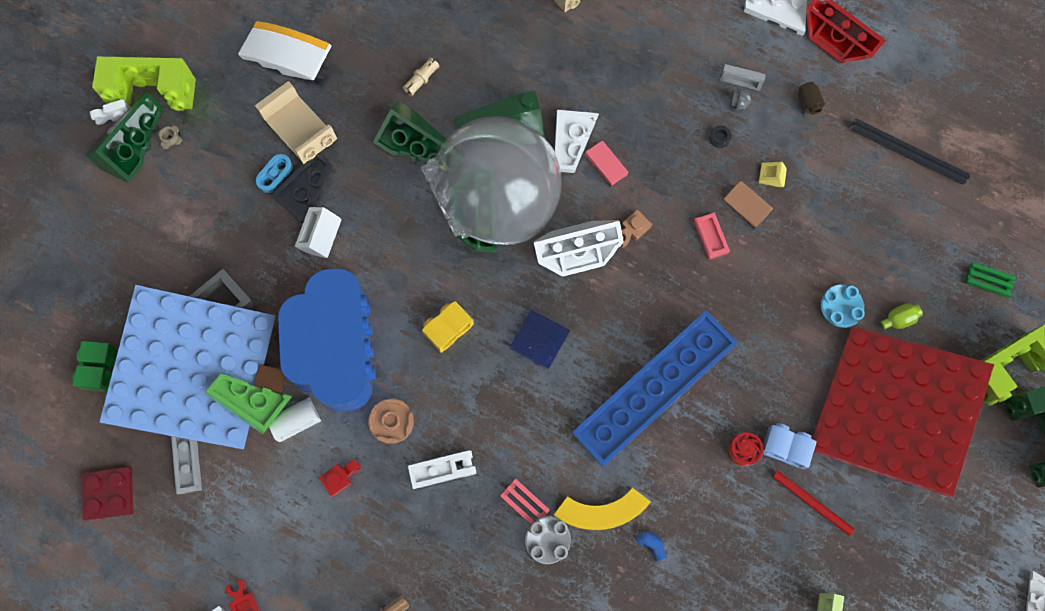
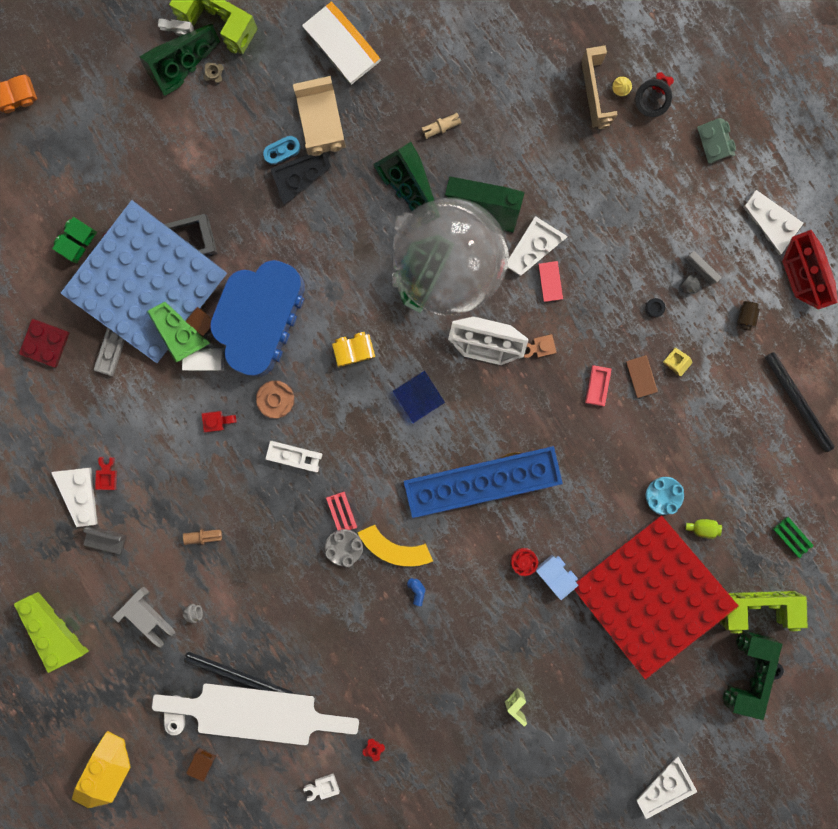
camera: 35 degrees right, 15 degrees up
(318, 232) = (292, 219): white brick -> none
(814, 503) = (551, 625): red bar -> none

